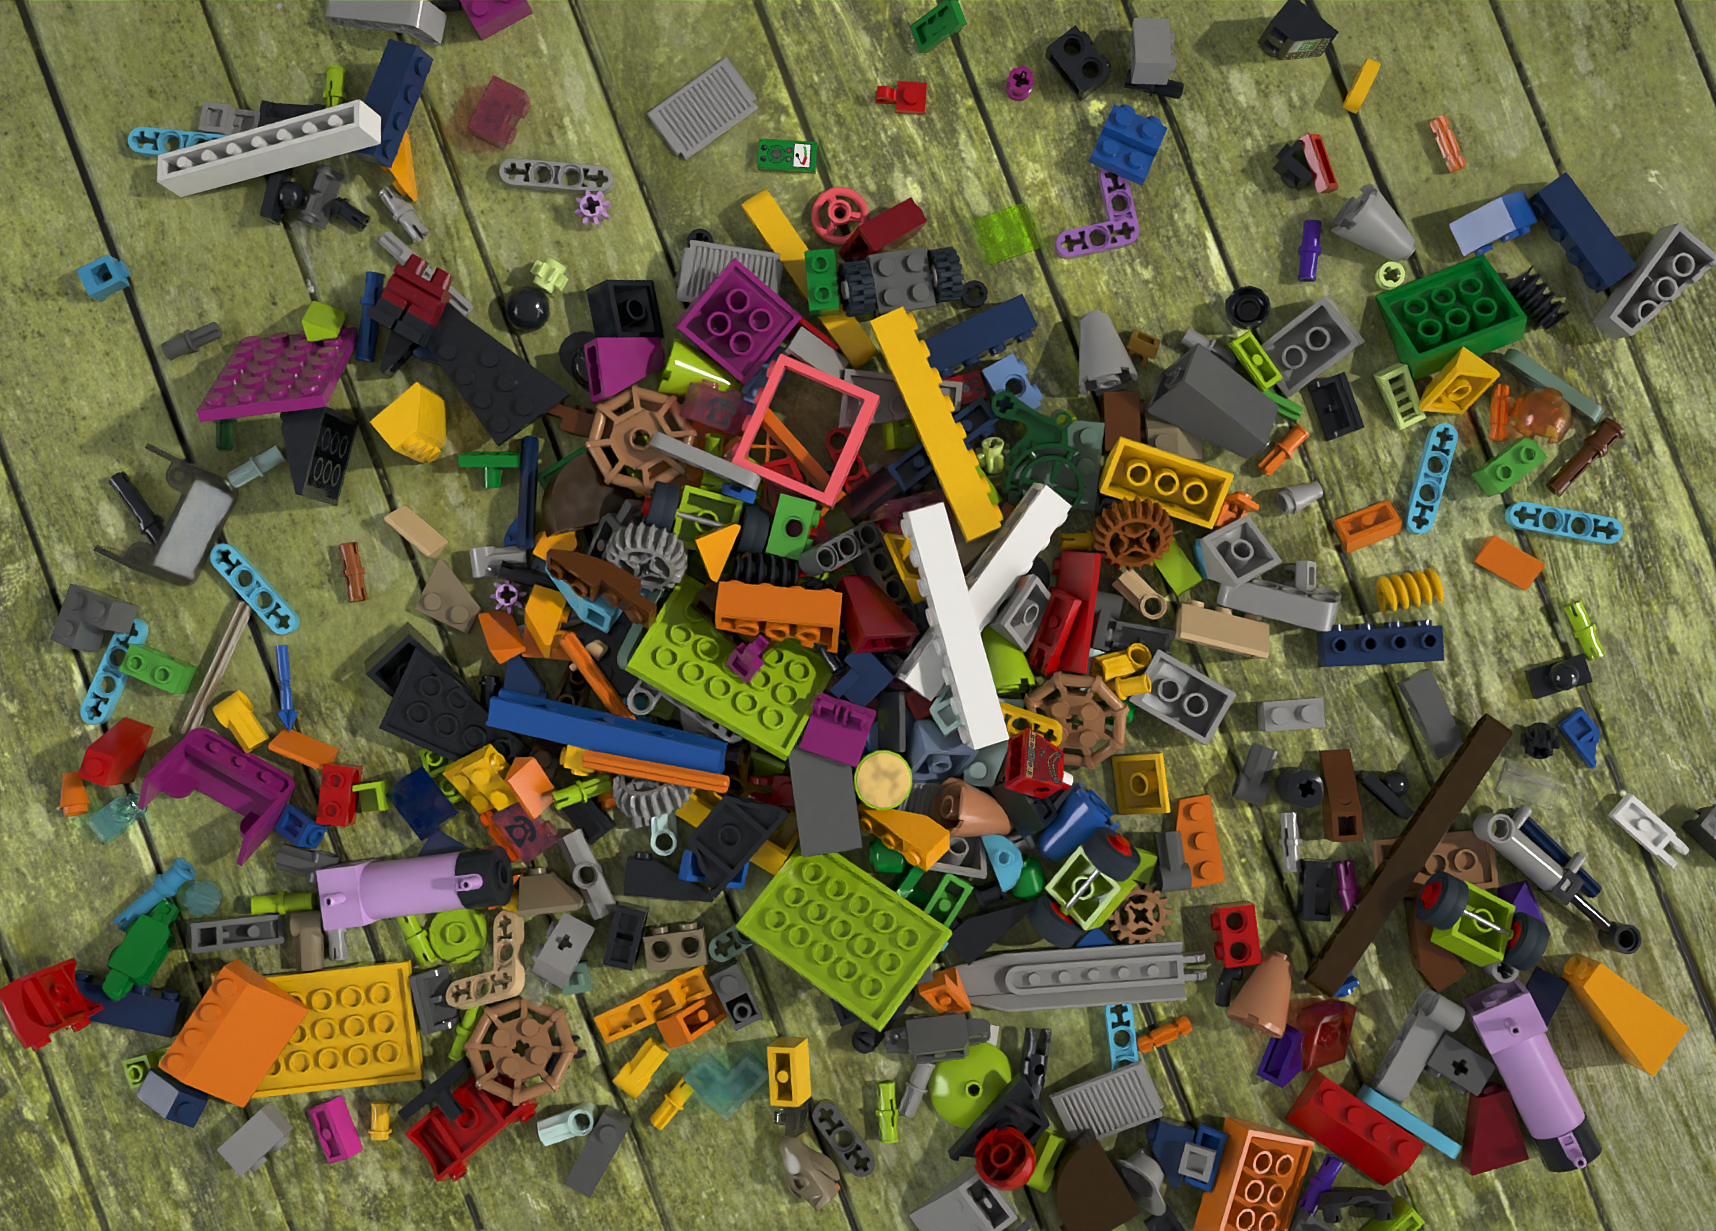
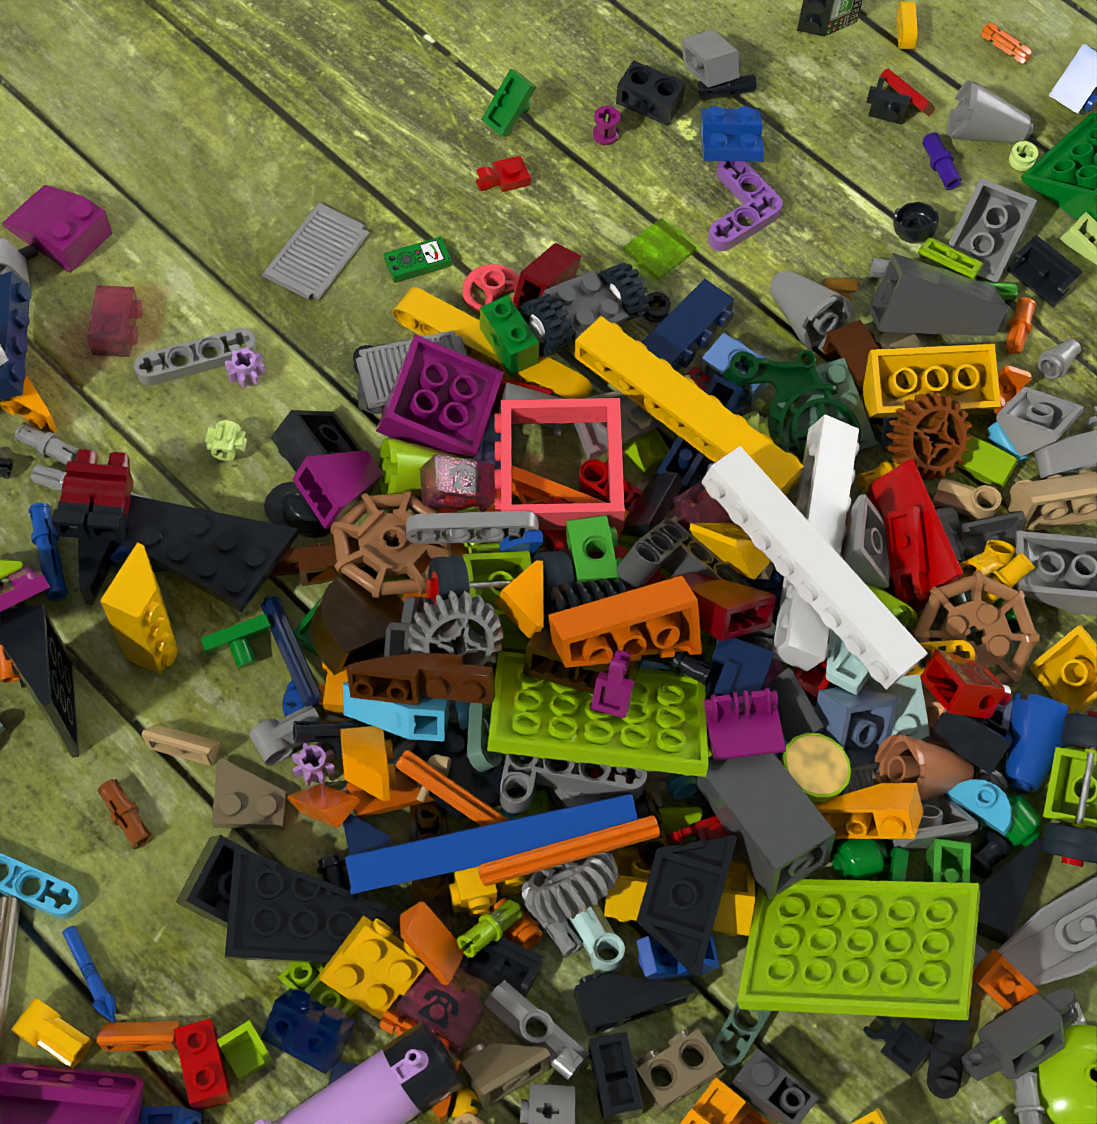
camera: 30 degrees left, 25 degrees down
(527, 309) = (215, 482): black hair -> none

